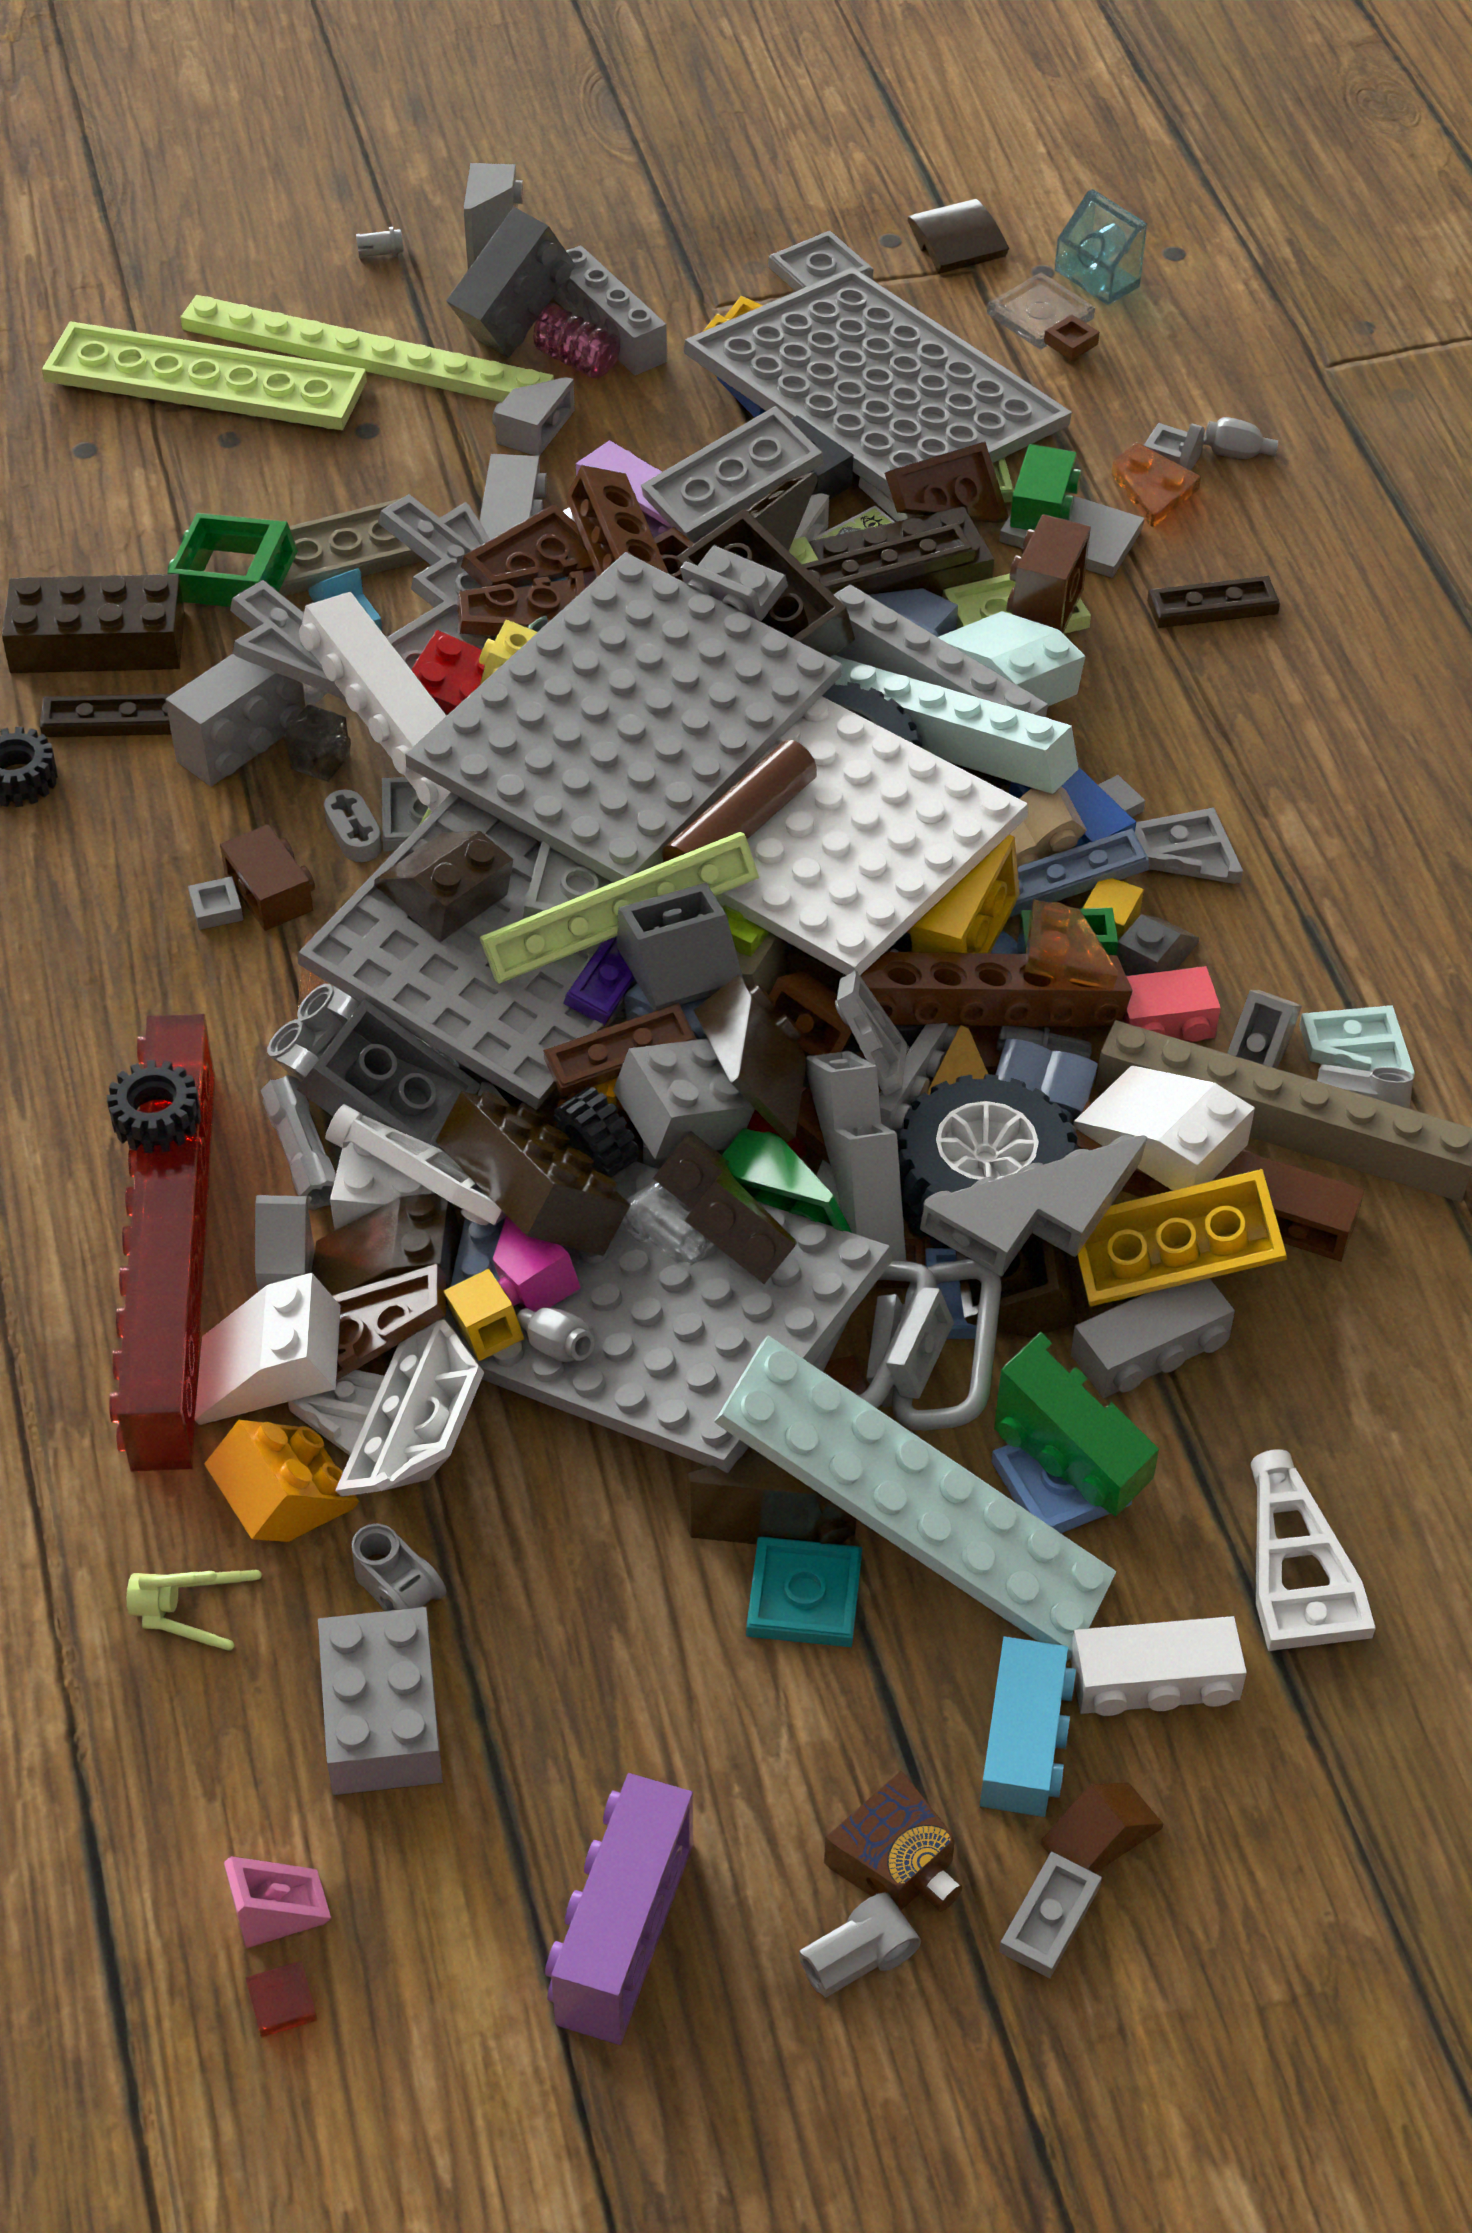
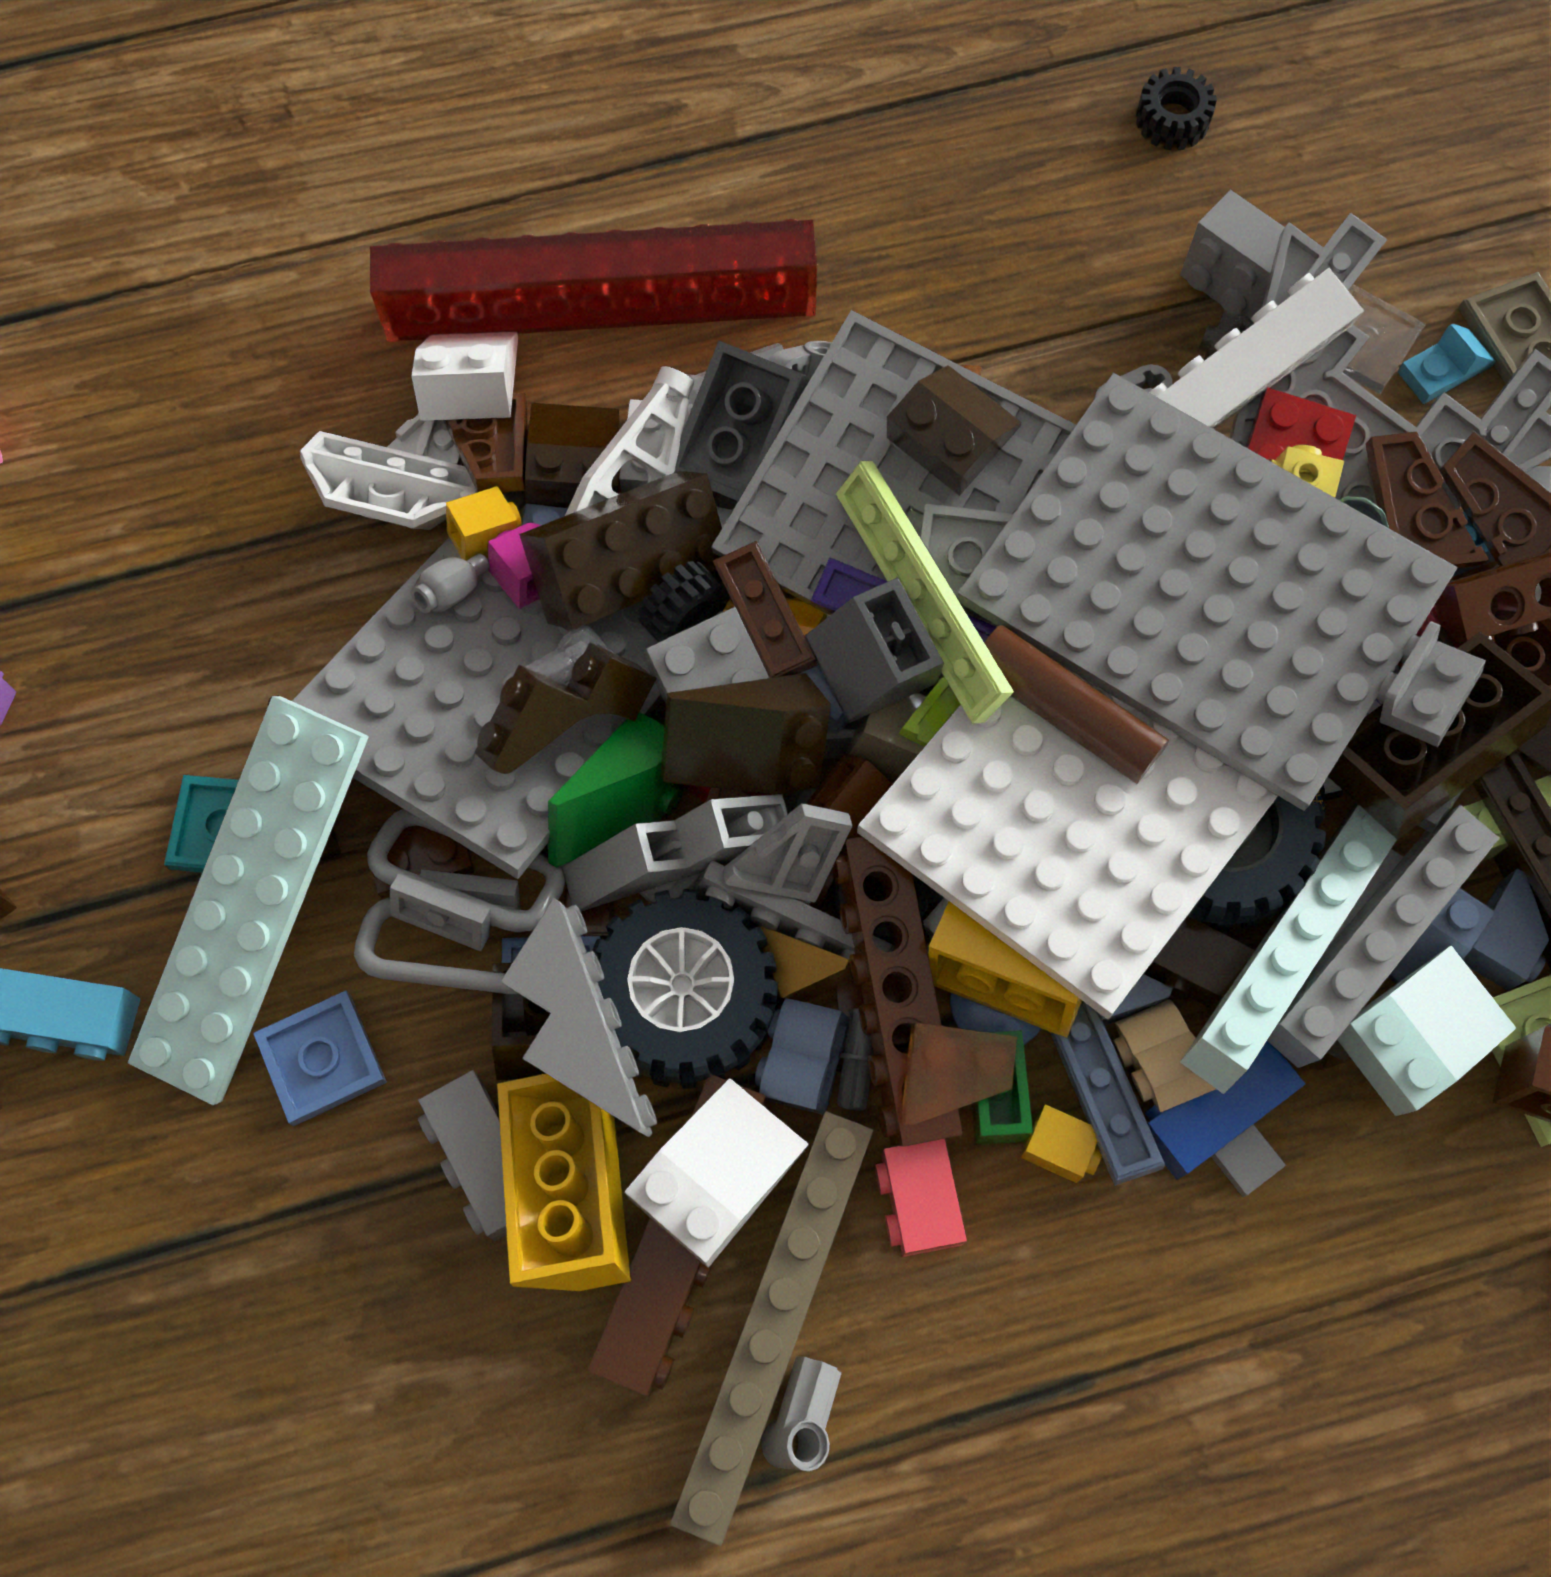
camera: 90 degrees right, 20 degrees up
(93, 623) = (1376, 143): dark brown brick -> none
(105, 715) = (1261, 168): dark brown tile -> none
(156, 1127) = (684, 208): black tyre -> none
(158, 1593) = (251, 323): yellowish green plant -> none
(215, 903) = (1021, 290): light grey tile -> none
(266, 539) = (1474, 277): green window -> none
(268, 876) = (1048, 324): reddish brown brick -> none
(278, 1479) = (354, 395): light orange slope -> none
(282, 1239) = (581, 371): light grey slope -> none
(379, 1701) = (129, 487): light grey brick -> none
(400, 1578) = (253, 492): light grey piece -> none
(1070, 1431) = (330, 1058): green wedge -> none
(1154, 946) = (1013, 1193): dark grey slope -> none
(1158, 1665) = (100, 1137): white brick -> none
(1190, 846) = (1179, 1240): light grey wing -> none
(1264, 1028) = (882, 1302): light grey slope -> none
(1305, 1614) = (147, 1290): white plate -> none
(1356, 1038) = (886, 1421): light aqua wing -> none

